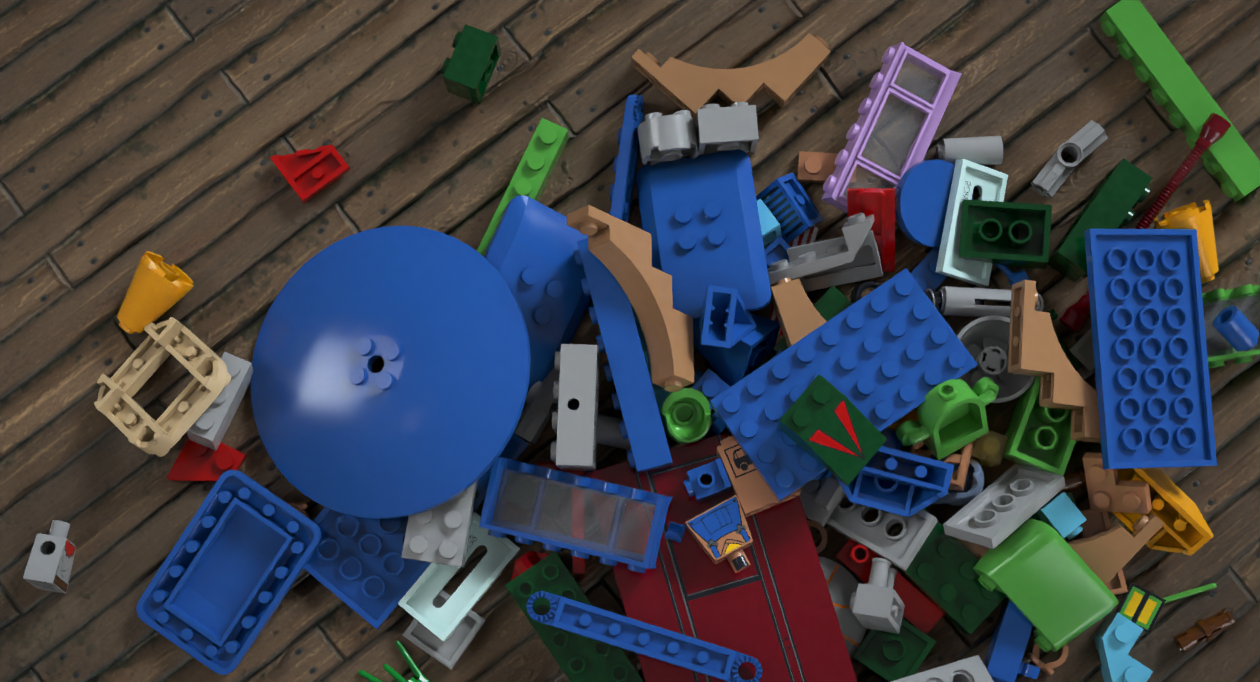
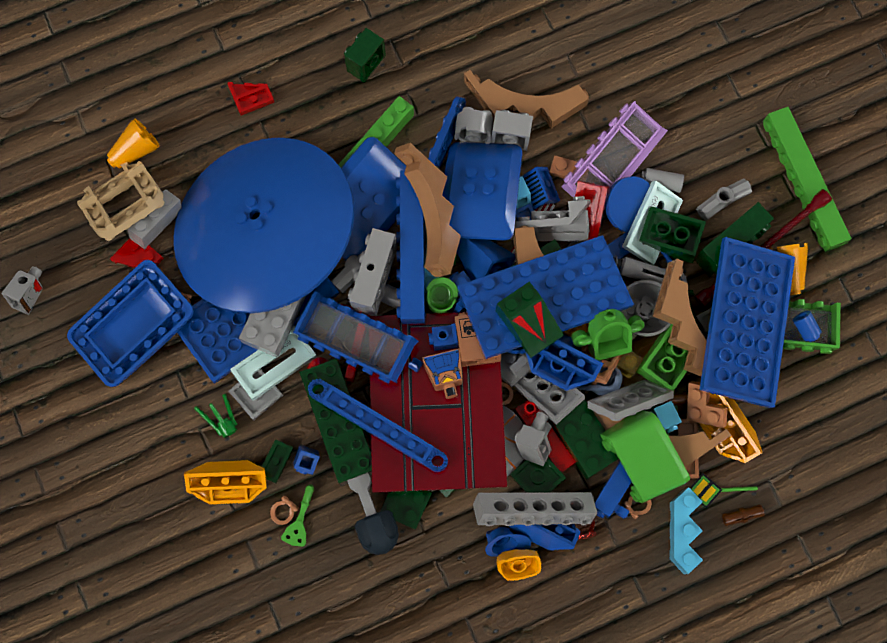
camera: 15 degrees right, 5 degrees down
(726, 328) = (484, 241): blue slope -> none

